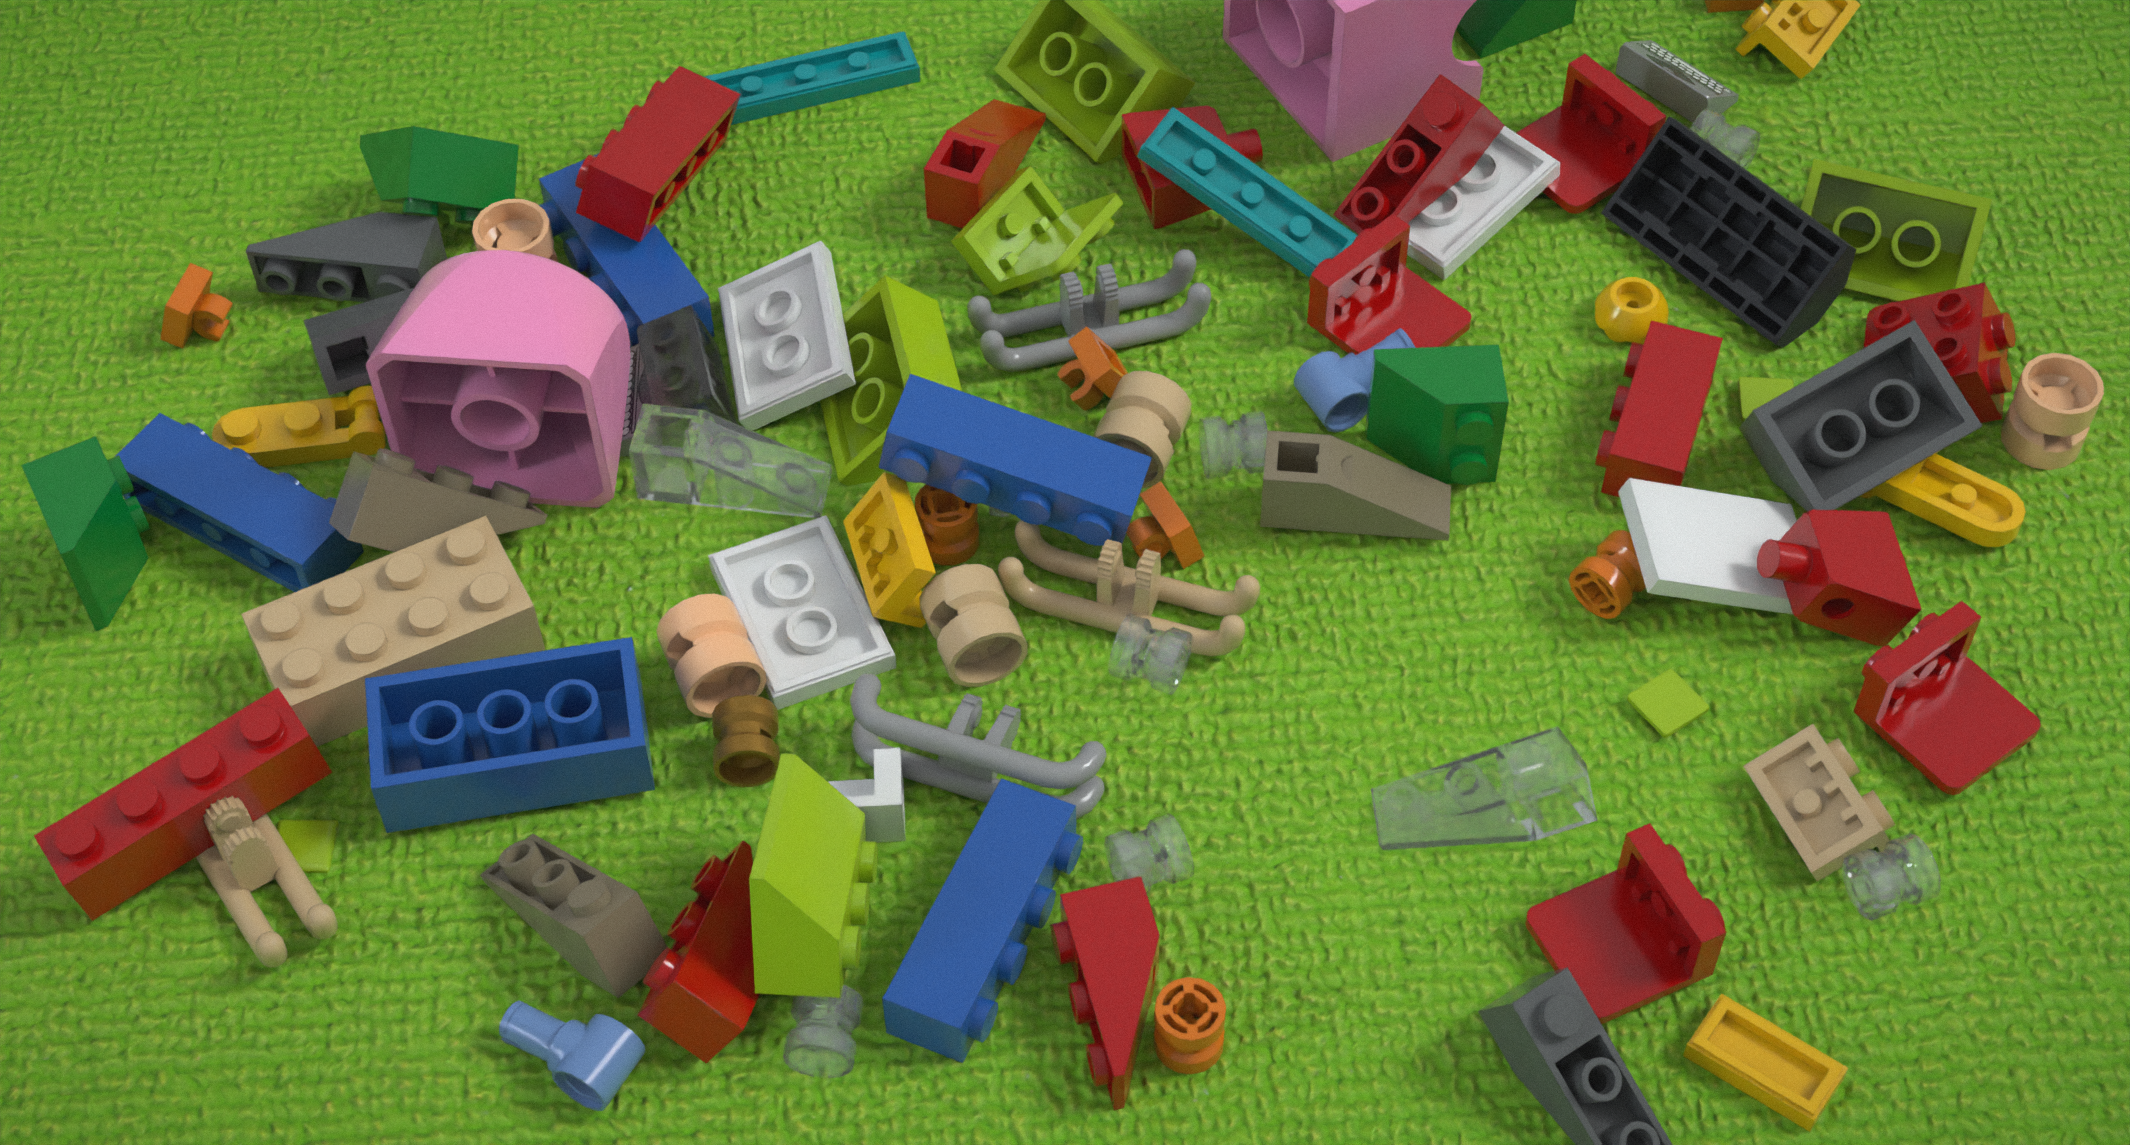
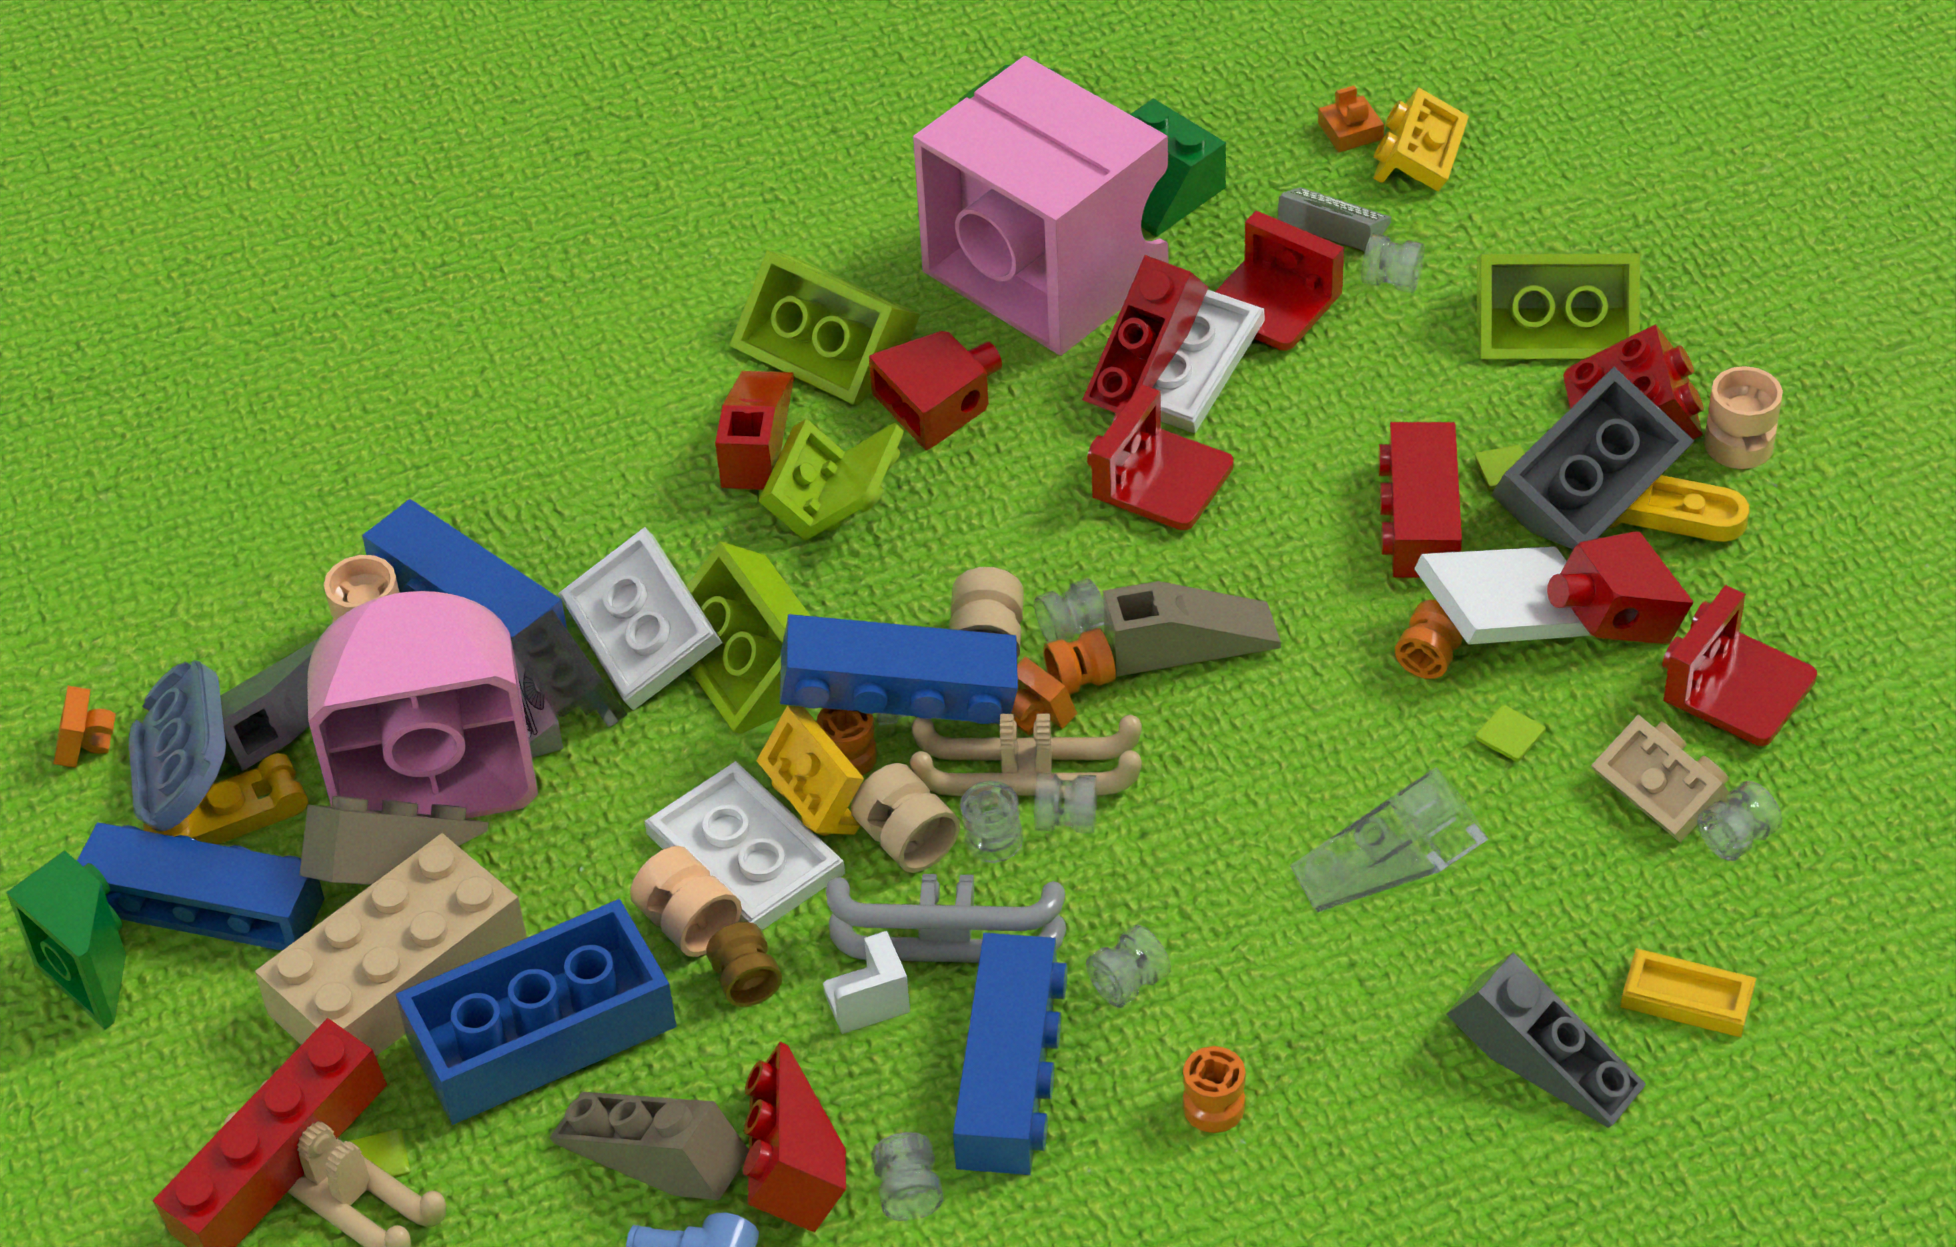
camera: 15 degrees left, 5 degrees down
(267, 353) = (177, 745): none -> sand blue tile
(350, 258) = (230, 638): dark grey slope -> none
(440, 171) = (269, 550): green slope -> none
(655, 153) = (462, 486): red brick -> none
(719, 464) = (627, 740): clear slope -> none
(809, 885) = (859, 1061): lime slope -> none
(821, 76) = (560, 395): teal tile -> none
(1064, 653) = (991, 821): none -> clear wheel
(1095, 311) = (904, 538): light grey piece -> none
(1096, 365) = (924, 577): orange tile -> none
(1115, 962) = (1128, 1053): red slope -> none
(1237, 501) = (1081, 660): none -> orange wheel
(1243, 193) = (1004, 399): teal tile -> none
(1340, 386) = (1146, 542): medium blue pin -> none
(1440, 410) = (1240, 539): green slope -> none
(1628, 307) = (1364, 419): yellow plate -> none
(1632, 929) = (1551, 914): red bracket -> none
(1731, 234) = (1429, 334): black piece -> none

